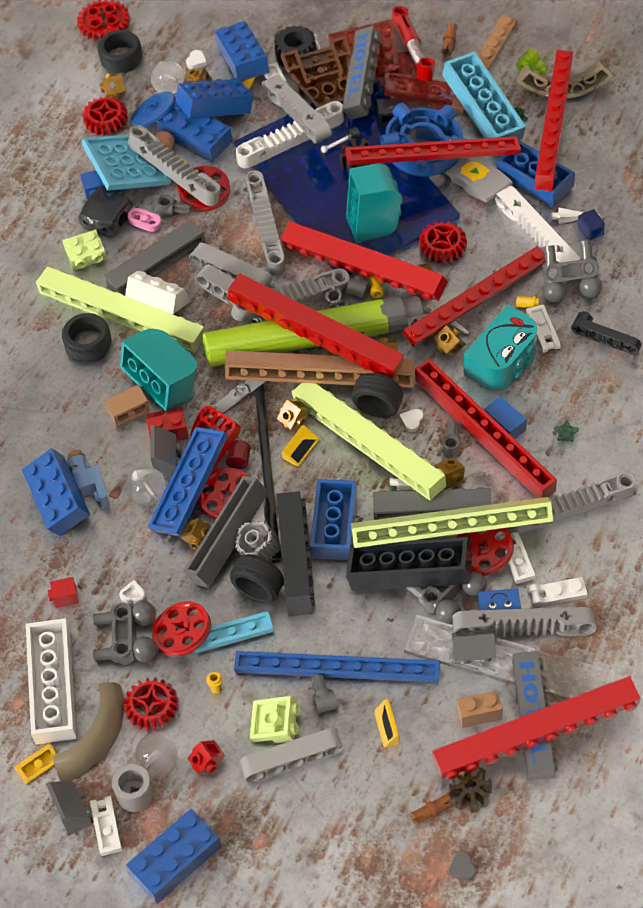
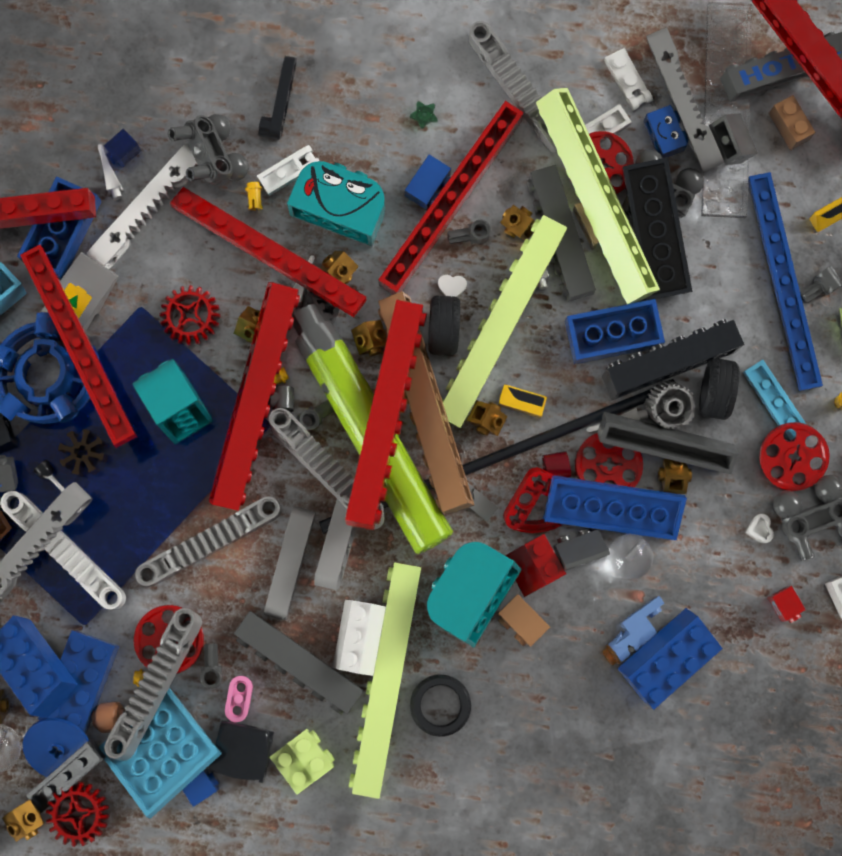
camera: 115 degrees left, 25 degrees up
(133, 110) = (66, 775): none -> tile

